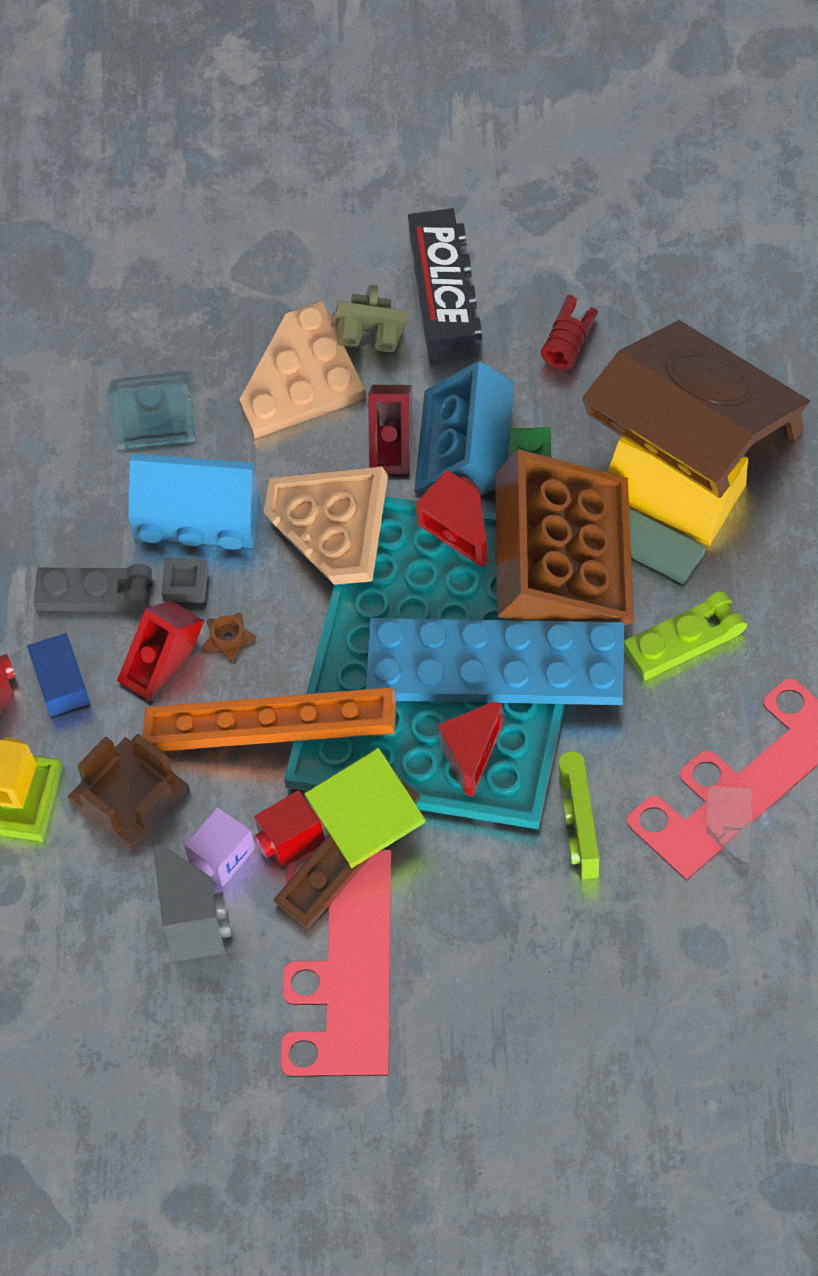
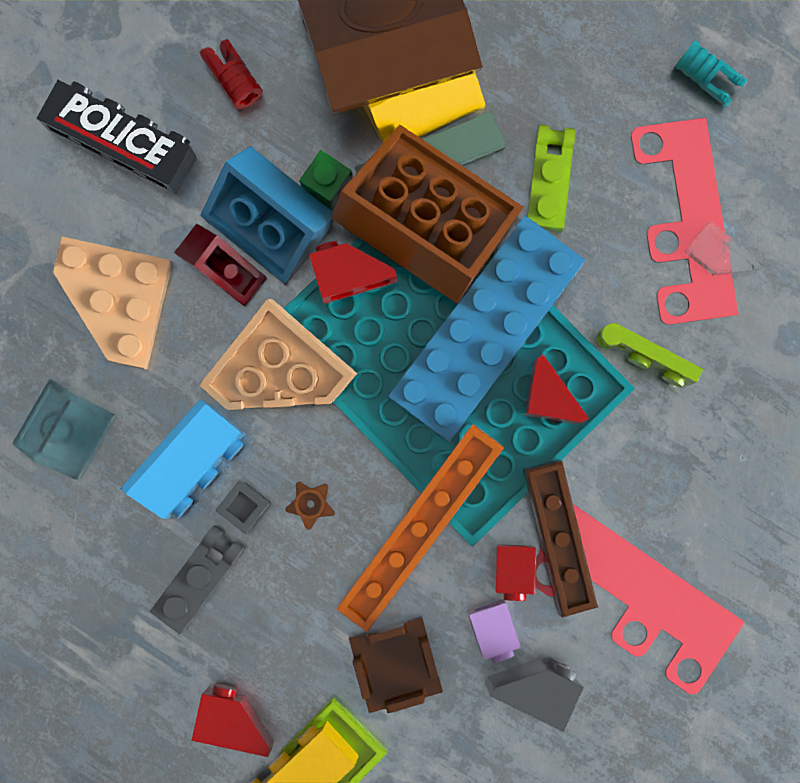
camera: 60 degrees left, 25 degrees up
(58, 674) = (253, 653): blue slope -> none
(159, 648) = (291, 564): red slope -> none
(365, 808) = (549, 509): lime tile -> none
(370, 315) = (125, 204): olive hips -> none

